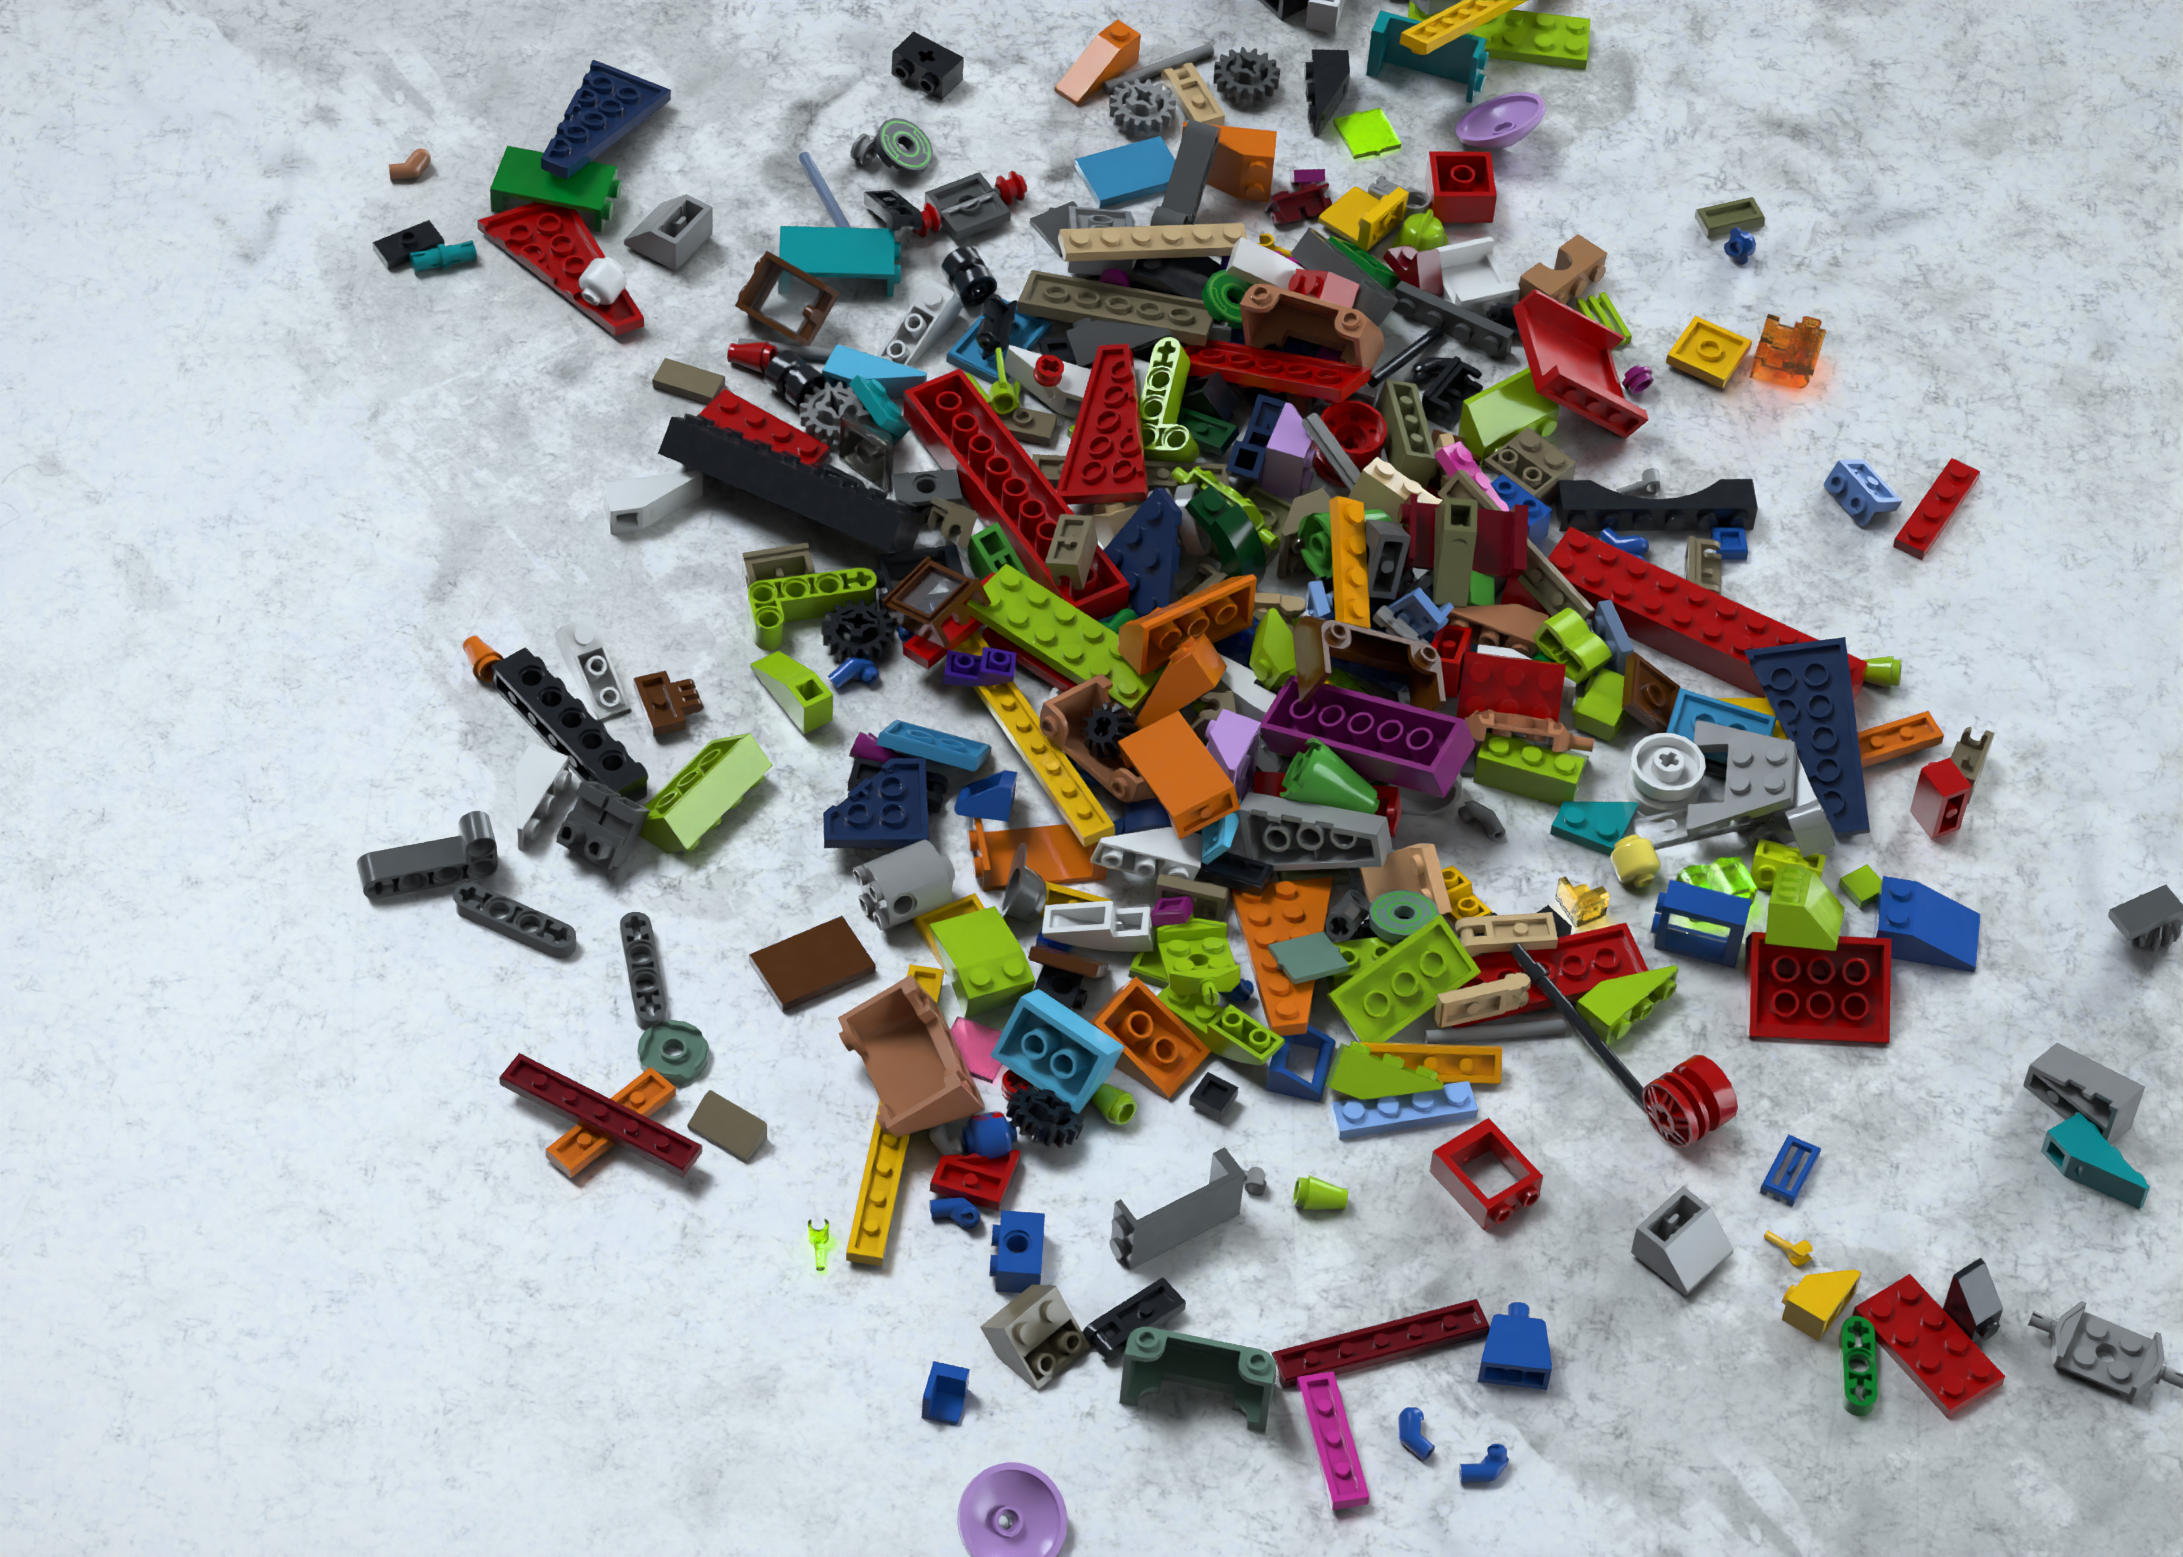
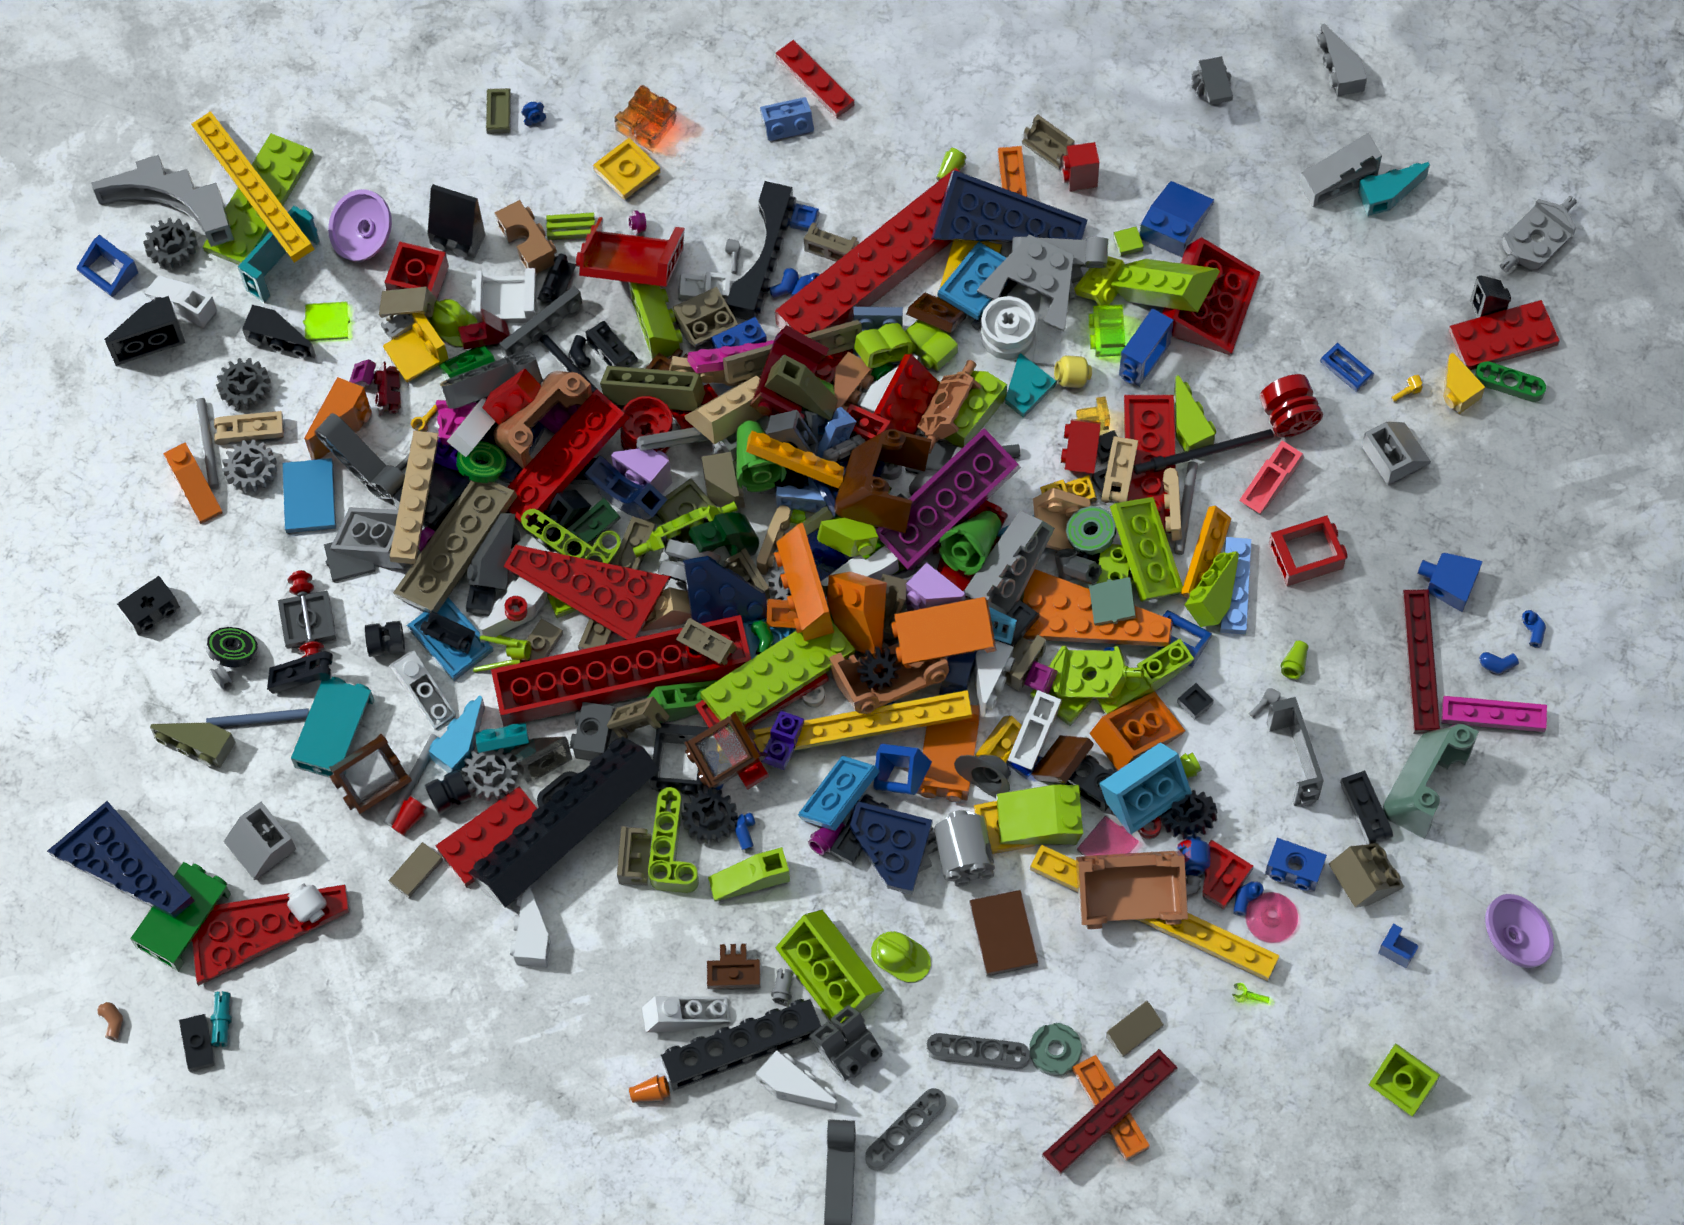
camera: 65 degrees left, 15 degrees up
(659, 755) = (781, 992): none -> light grey pin
(744, 866) = (901, 956): none -> lime piece
(755, 1437) = (1404, 1080): none -> lime slope
(777, 151) = (202, 740): none -> olive slope
(935, 1260) = (1267, 928): none -> clear pink dish
(1412, 177) = (406, 302): none -> dark tan hinge
(1526, 885) = (1082, 445): none -> red brick
(1540, 199) = (455, 222): none -> black slope
(1581, 1114) = (1272, 477): none -> coral slope
(1587, 465) = (693, 285): none -> white slope

